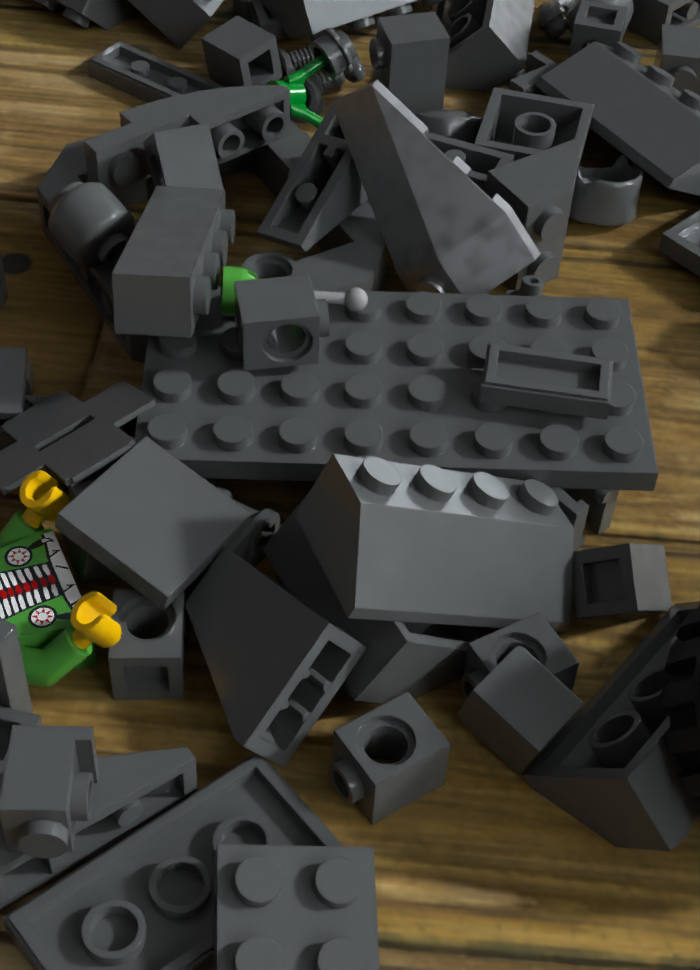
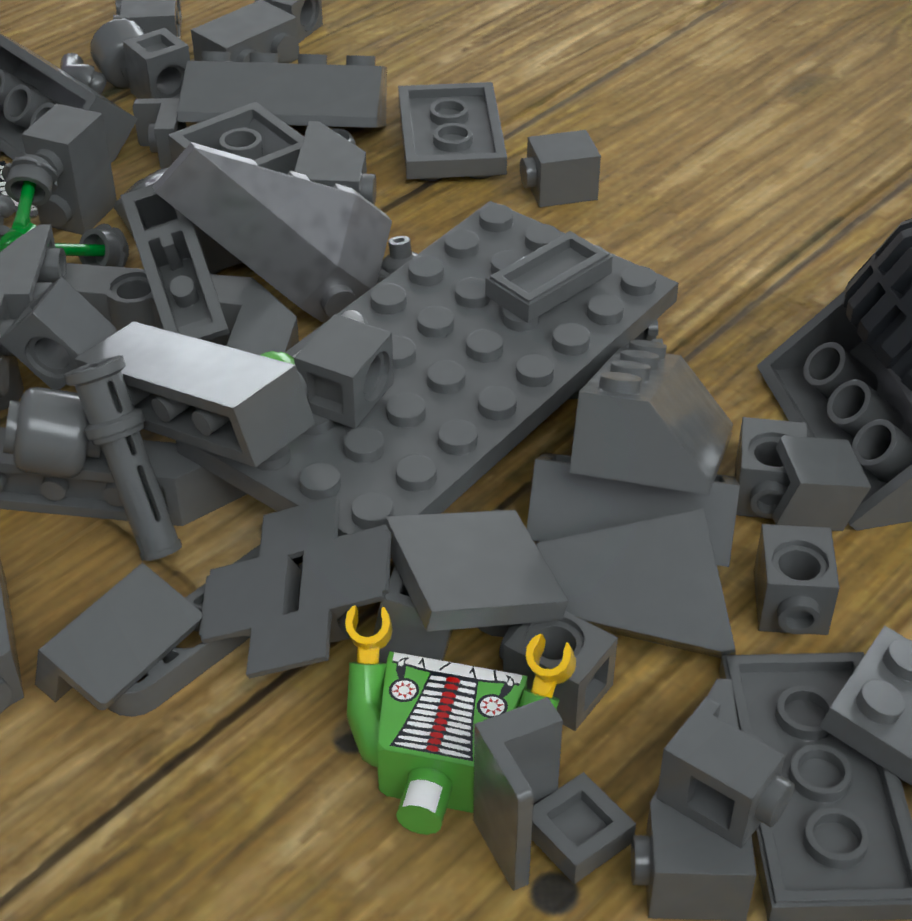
camera: 50 degrees left, 5 degrees down
(105, 242) = (116, 428): none -> dark grey pin
(620, 580) = (729, 371): dark grey panel -> none

